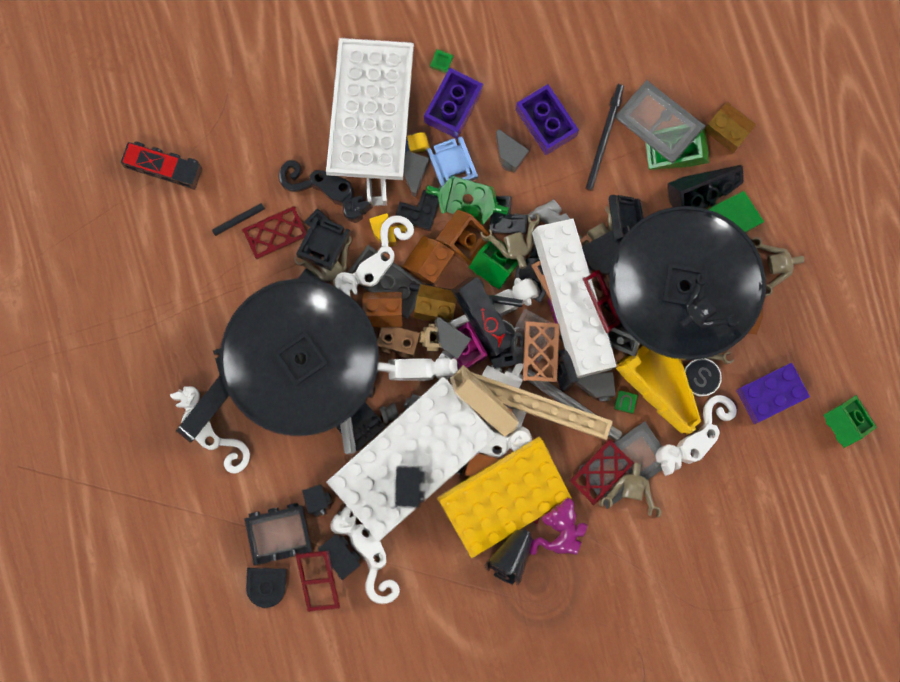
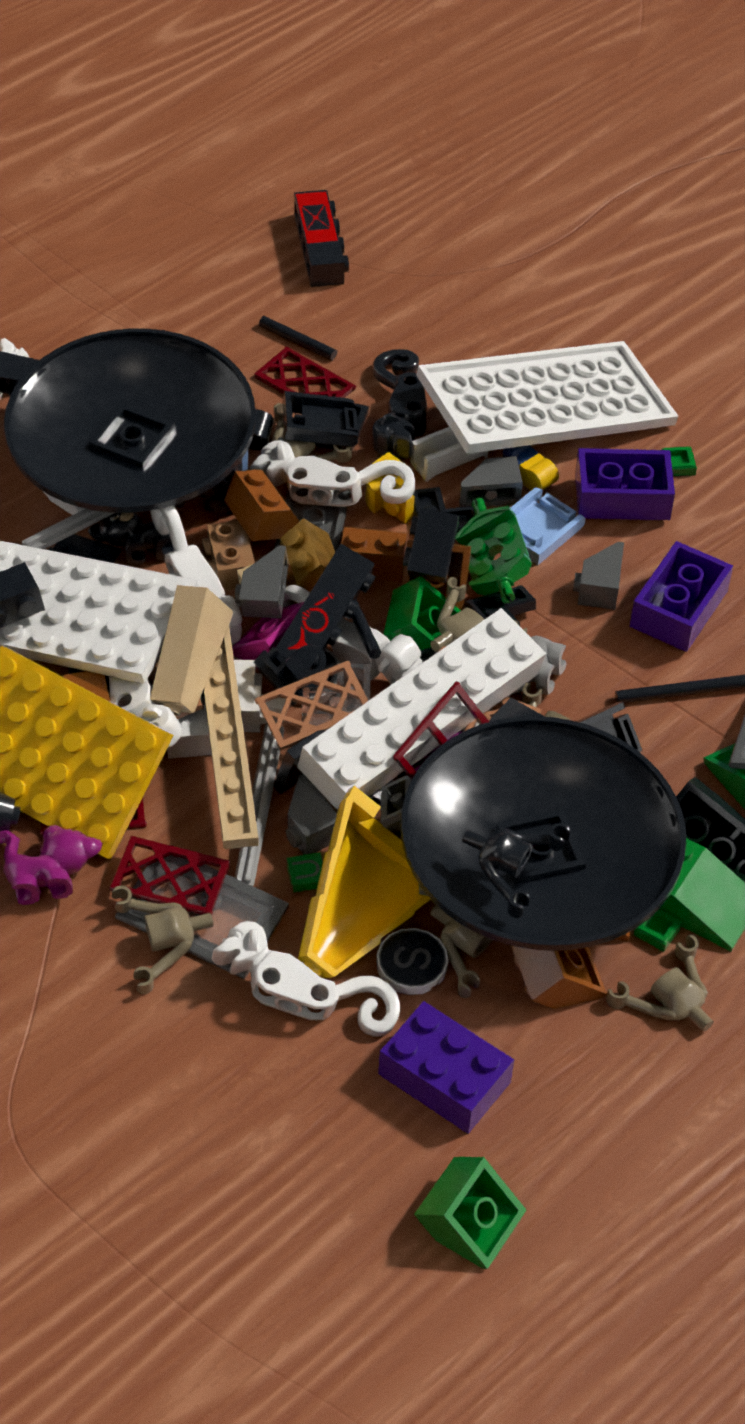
camera: 65 degrees right, 30 degrees down
(467, 236) = (432, 545): none -> black brick

